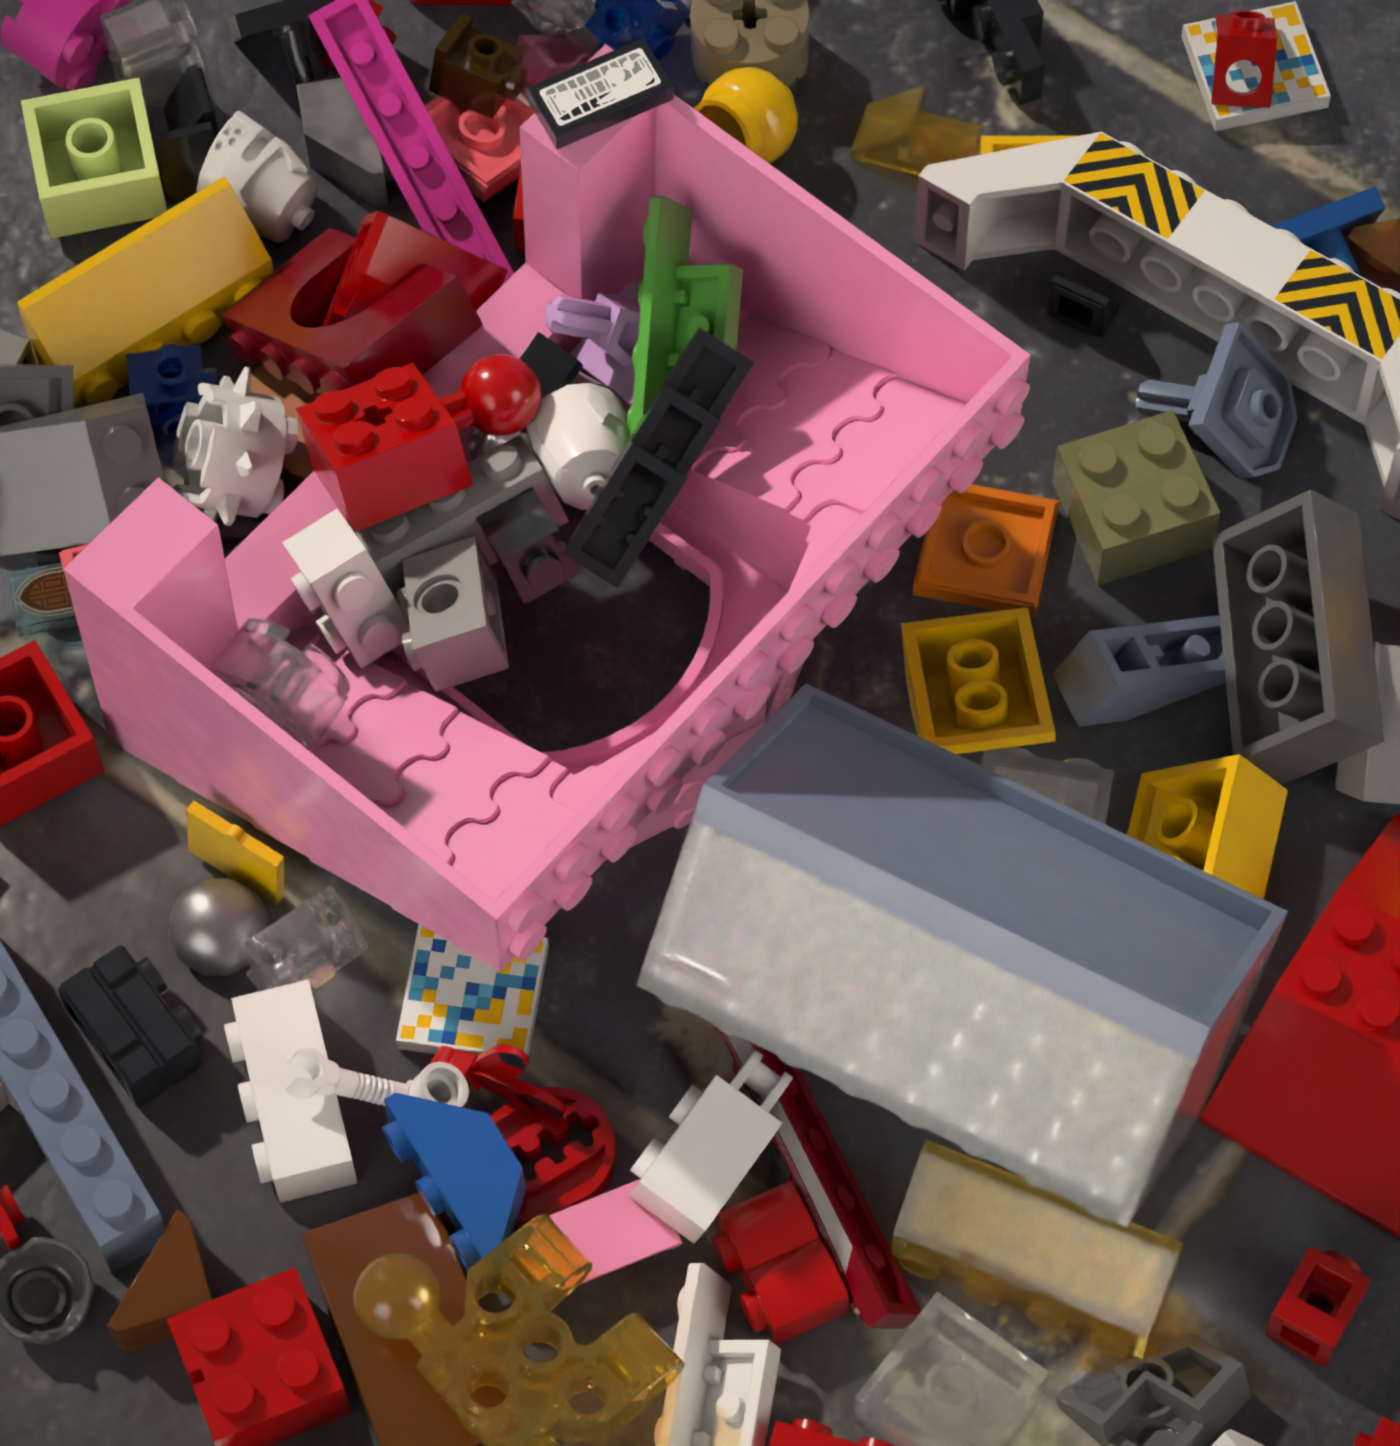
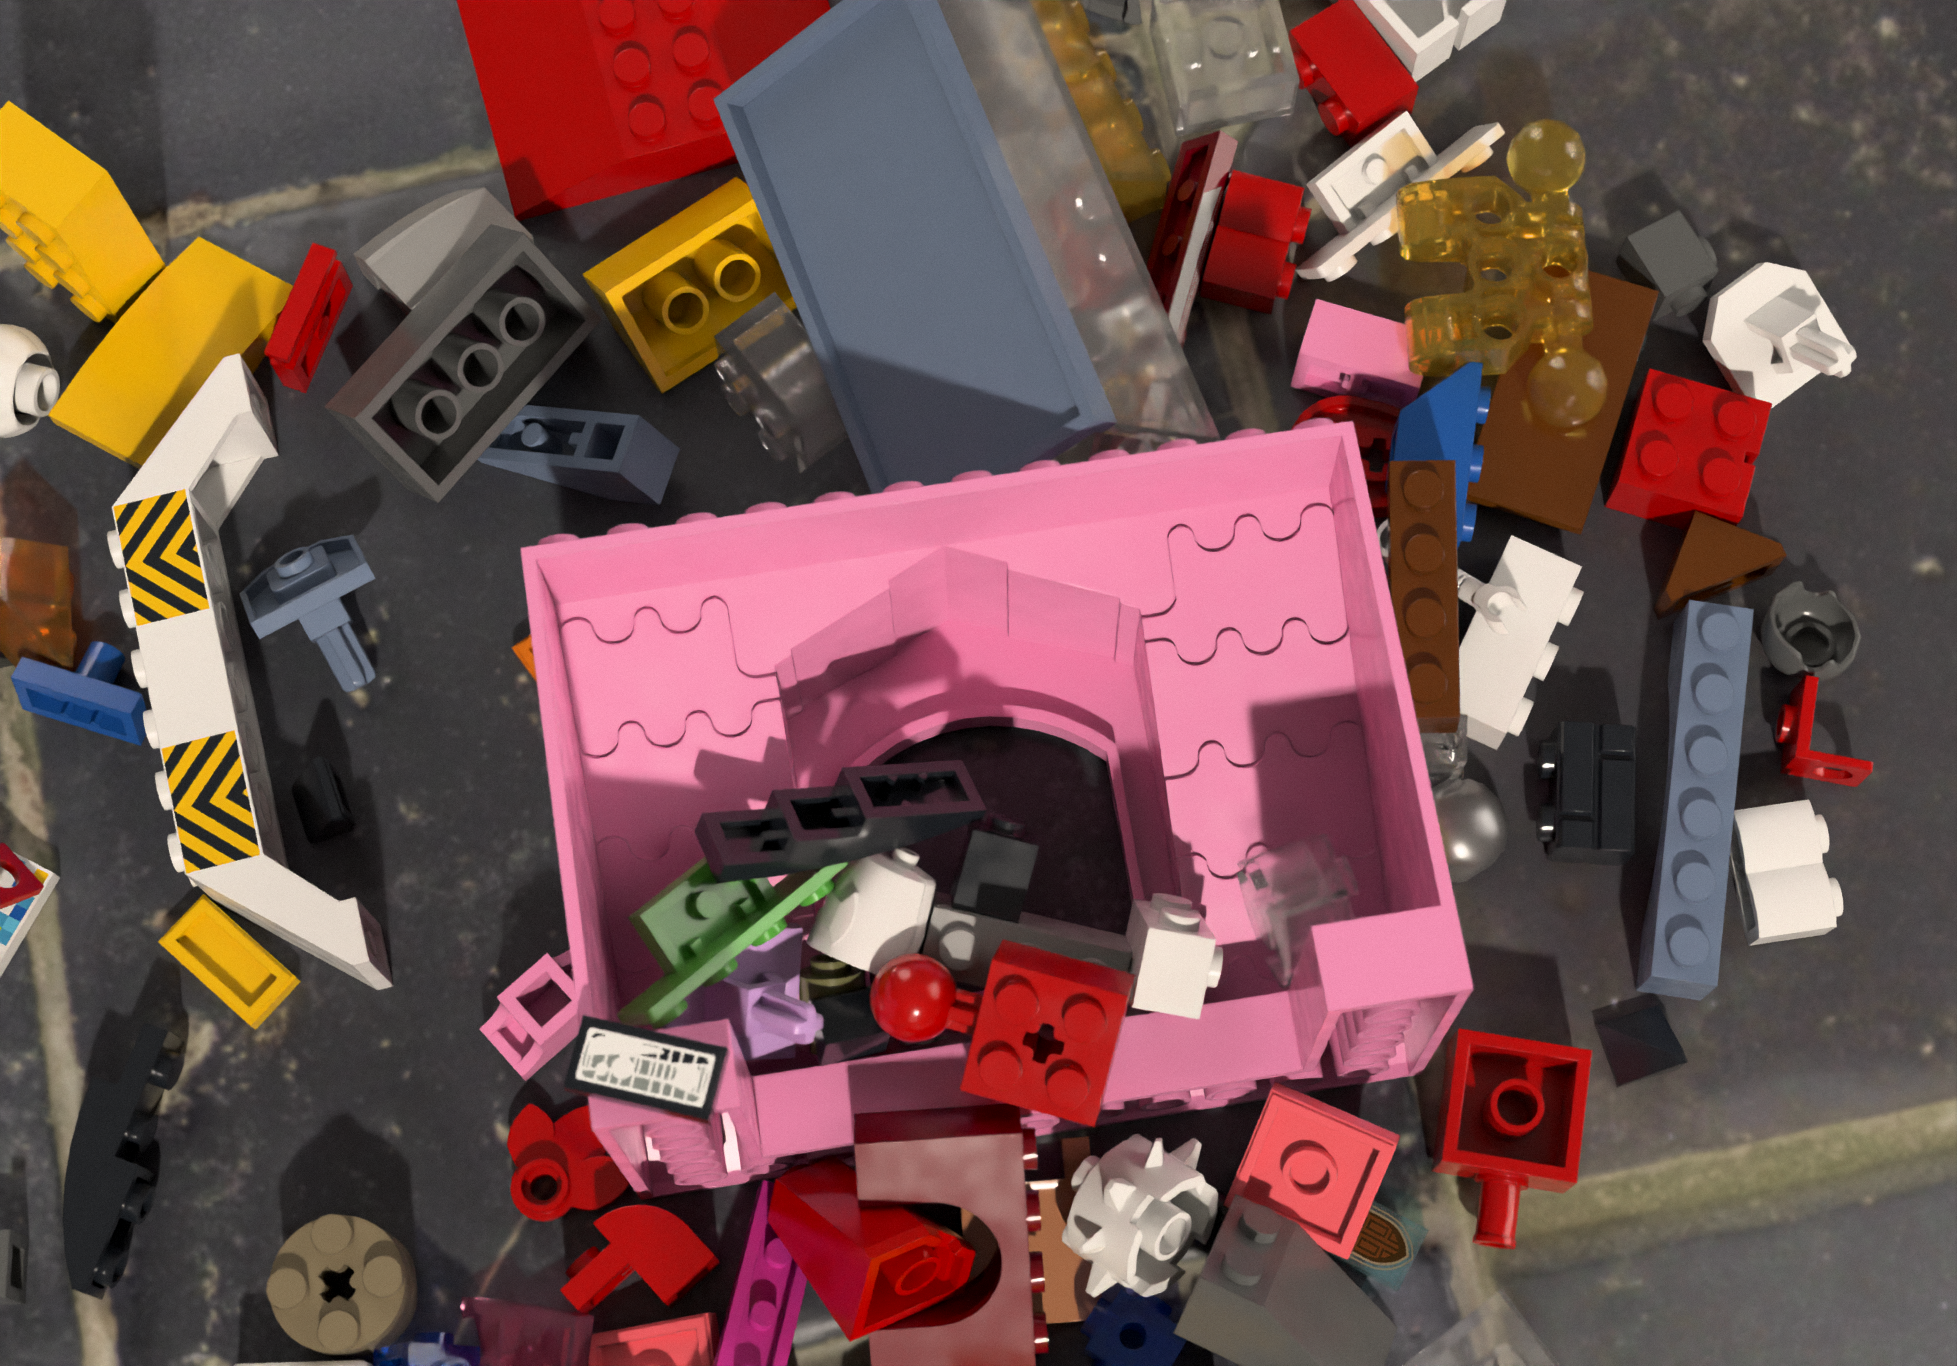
camera: 140 degrees left, 10 degrees up
(374, 1007) = (1426, 586): none -> reddish brown brick
(452, 615) = (1104, 820): brick -> none
(710, 1149) = (1255, 319): white brick -> none
(753, 110) = (432, 1193): yellow piece -> none
(906, 138) = (304, 1073): clear yellow slope -> none
(977, 681) = (748, 459): yellow slope -> none
(1135, 497) = (453, 591): olive brick -> none

